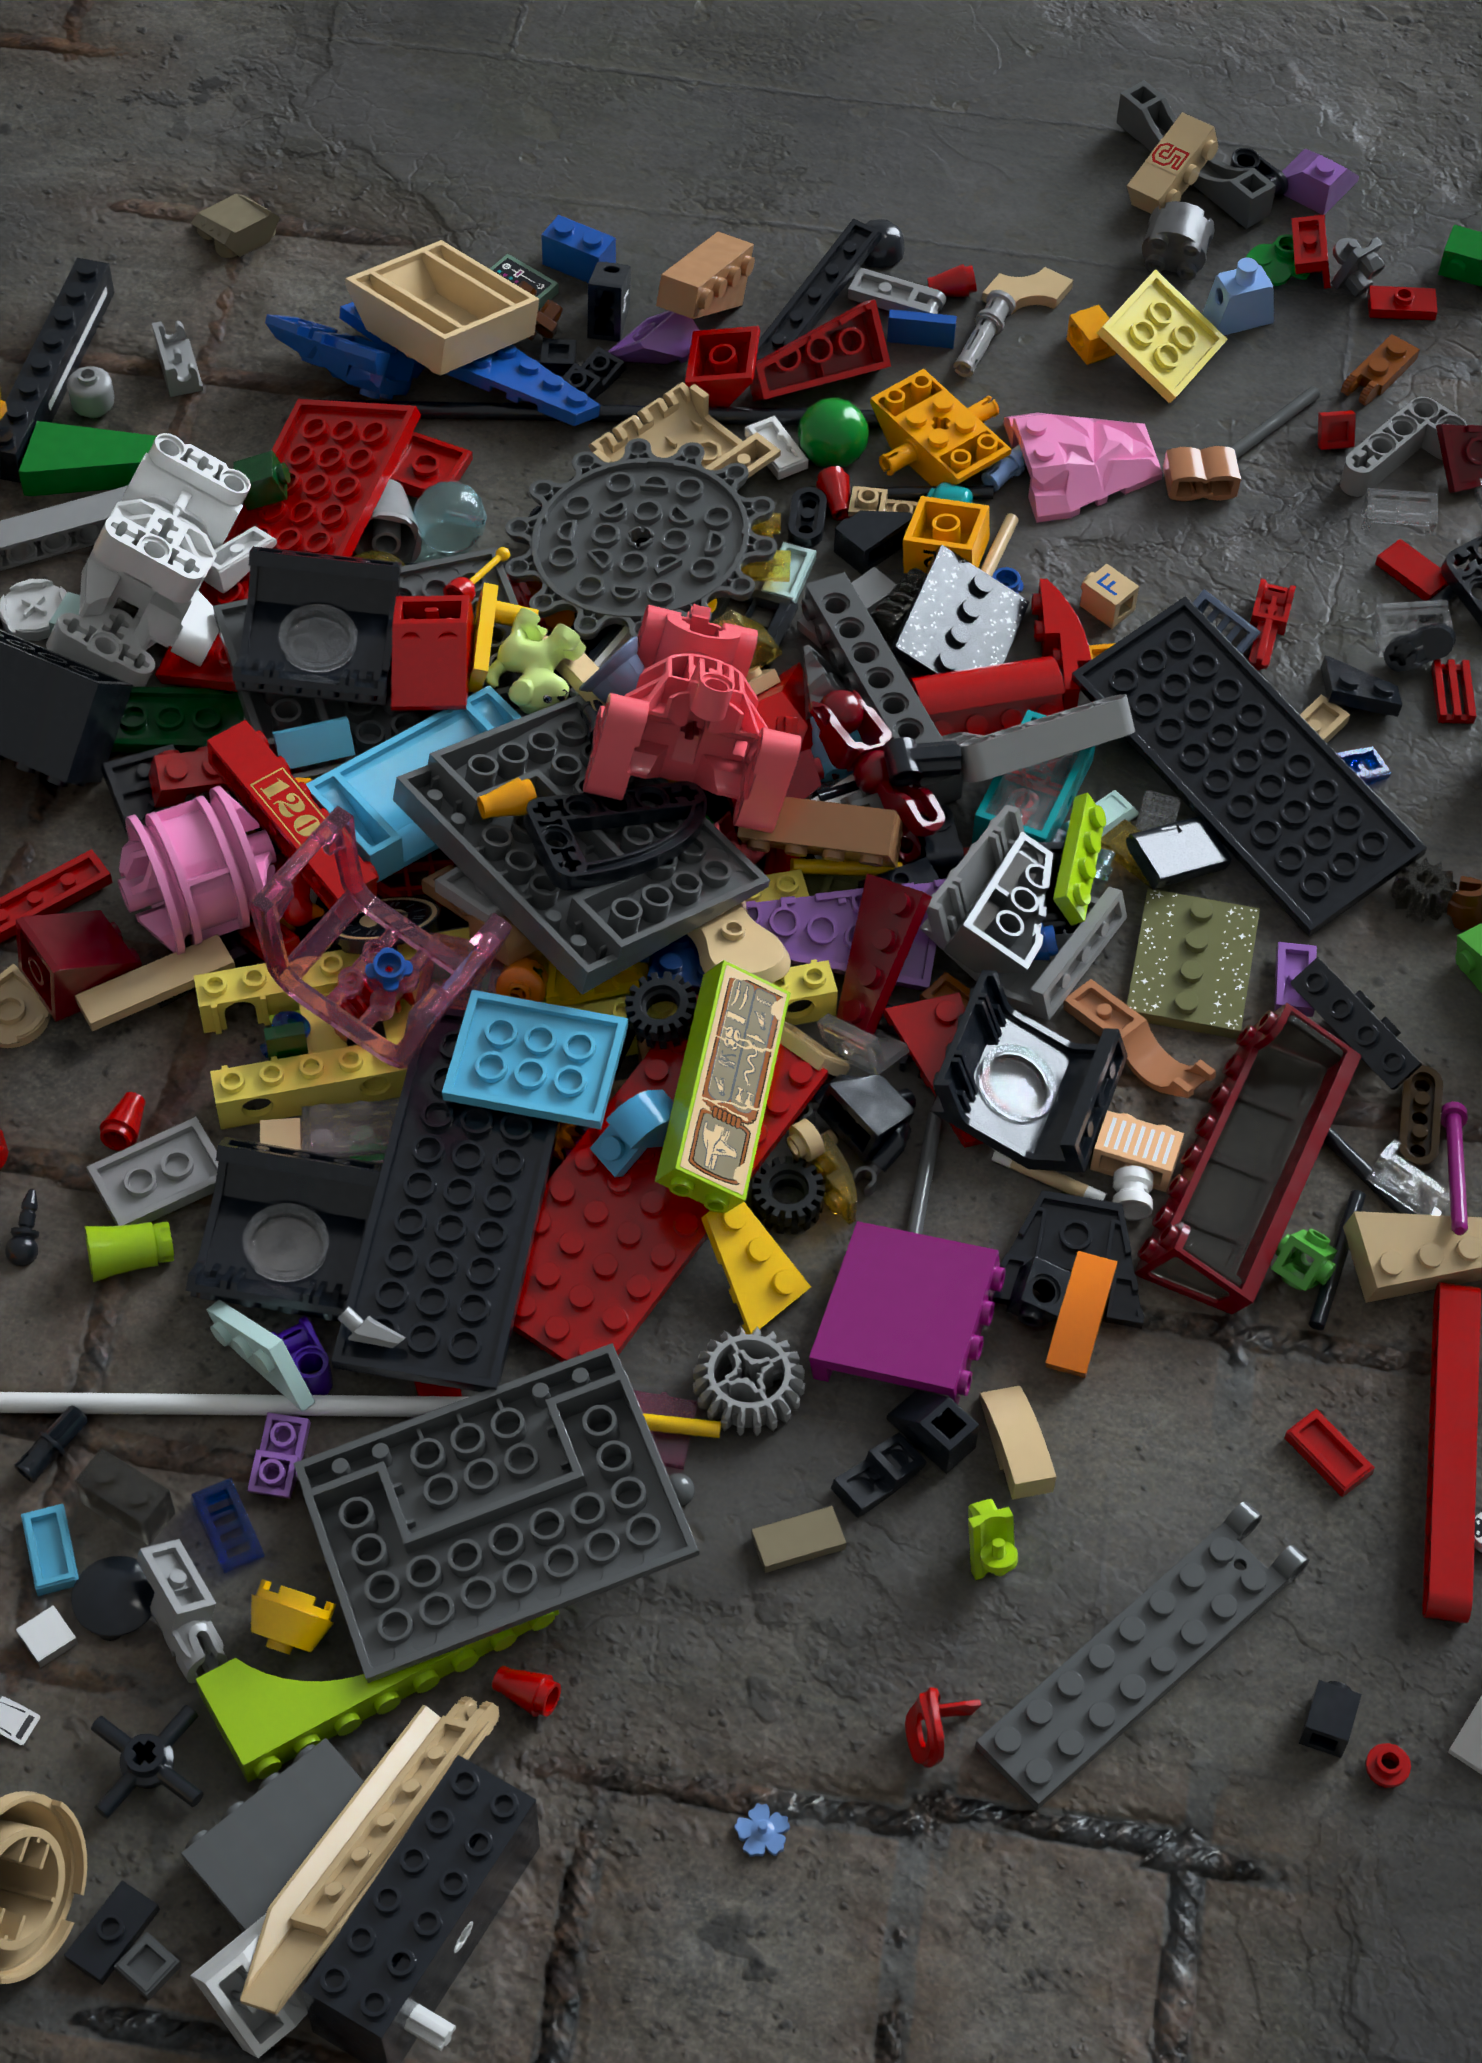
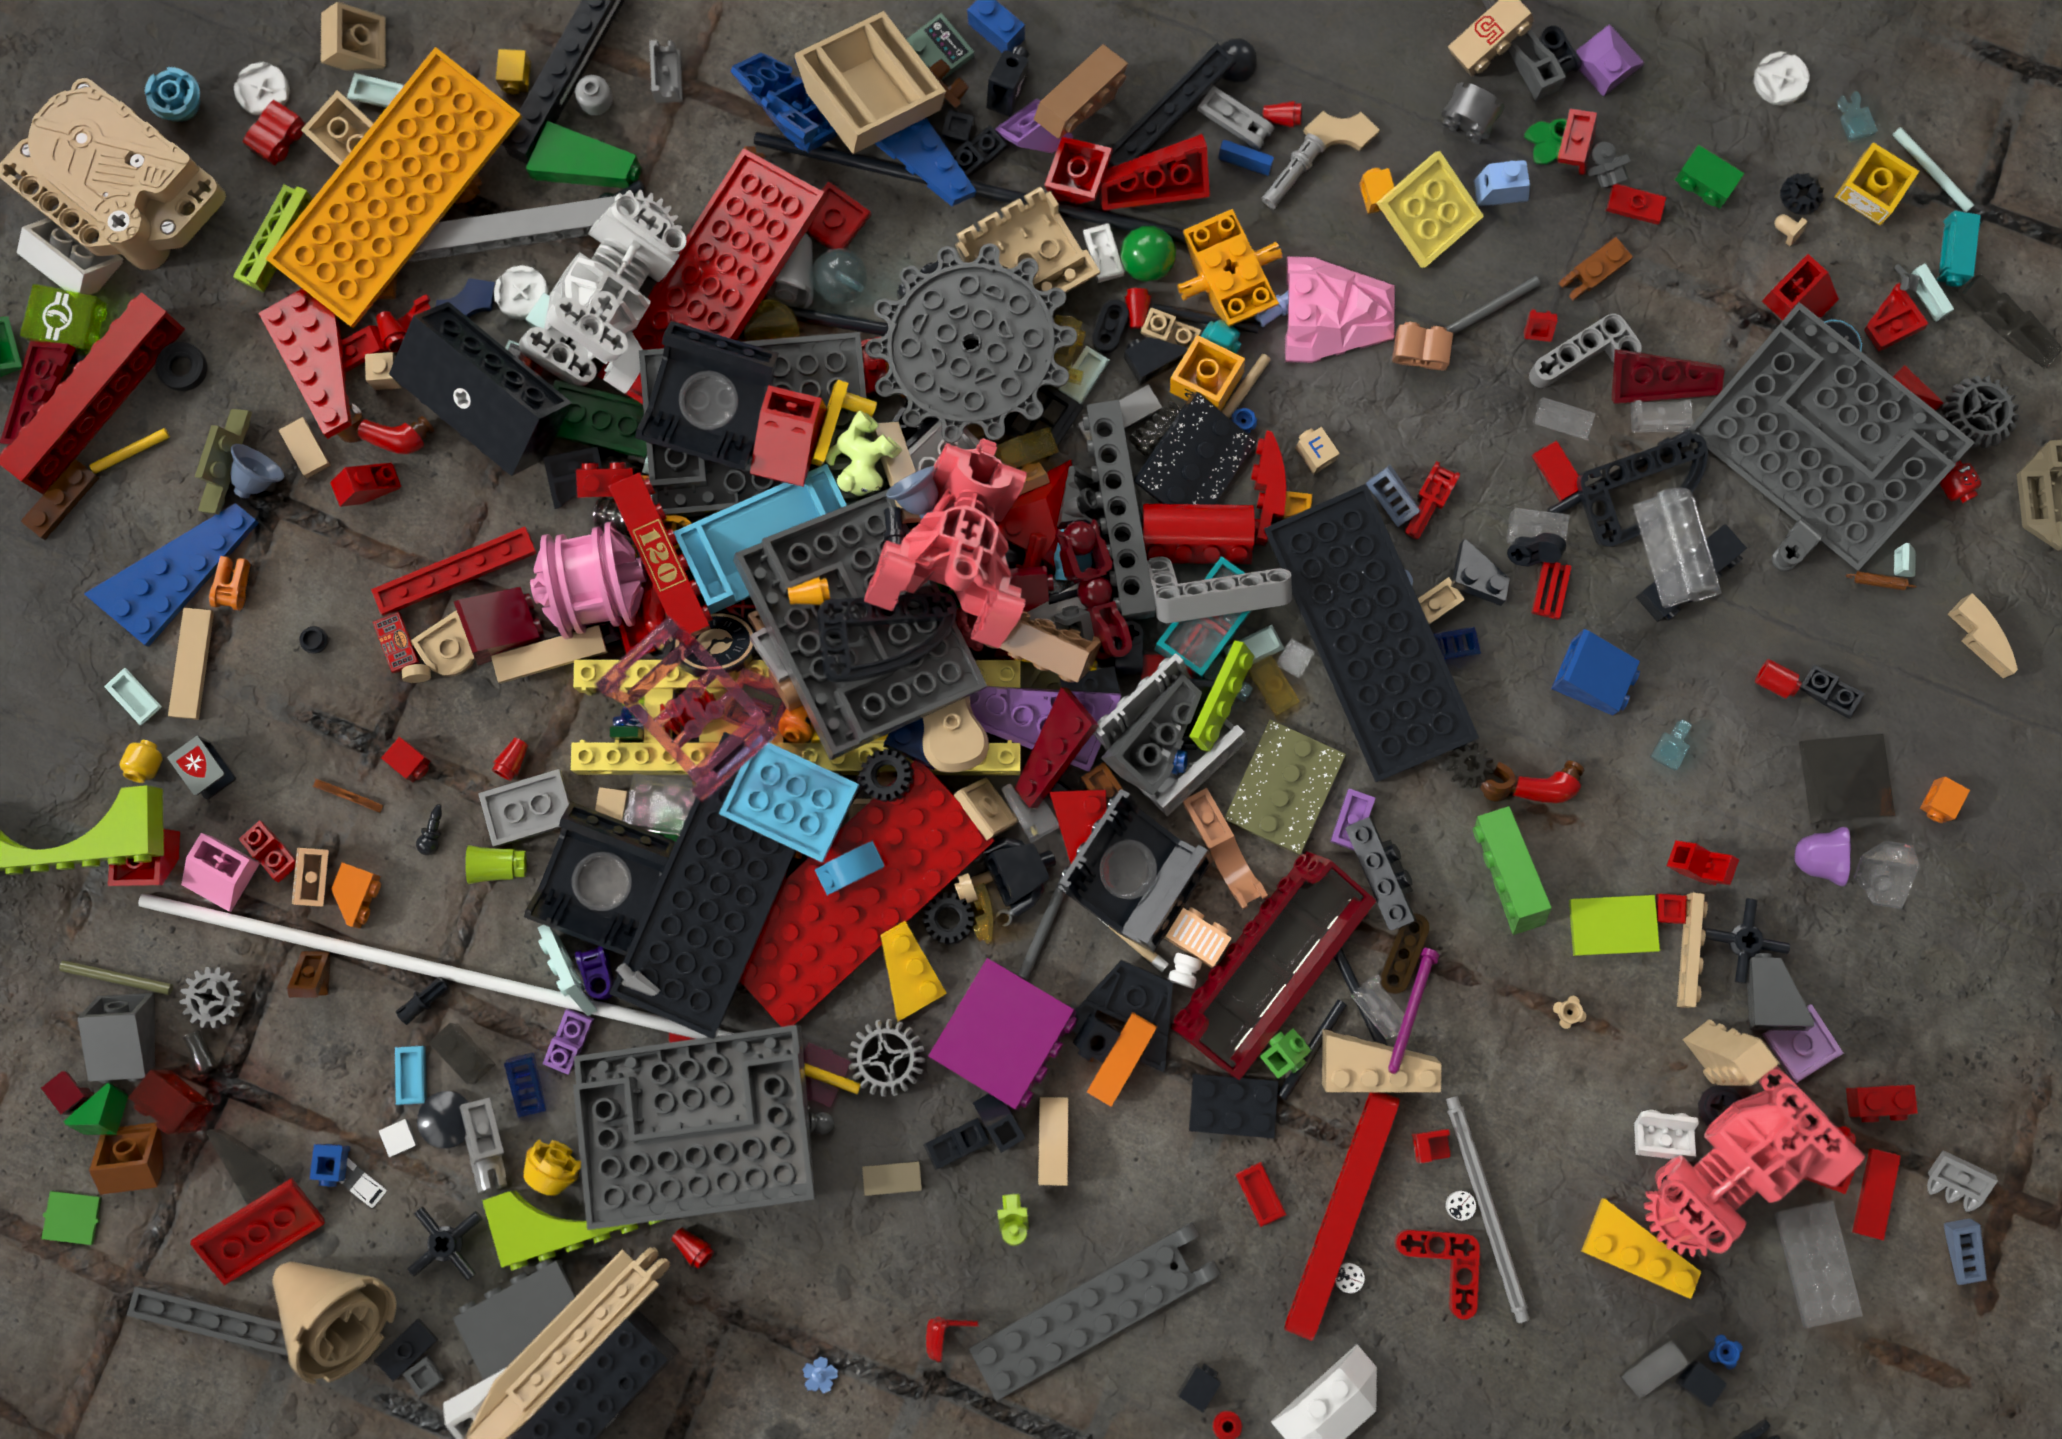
camera: 15 degrees right, 25 degrees up
(233, 558) = (671, 291): white slope -> none
(266, 477) = (700, 227): dark green brick -> none
(315, 742) = (689, 490): medium azure tile -> none
(389, 958) = (708, 709): blue plate -> none
(466, 586) = (824, 374): hinge -> none
(723, 1088) = (911, 855): brick -> none
(911, 762) = (1117, 598): black piece -> none
(1178, 852) = (1299, 696): piece -> none
(1253, 1349) = (1233, 1106): none -> black plate

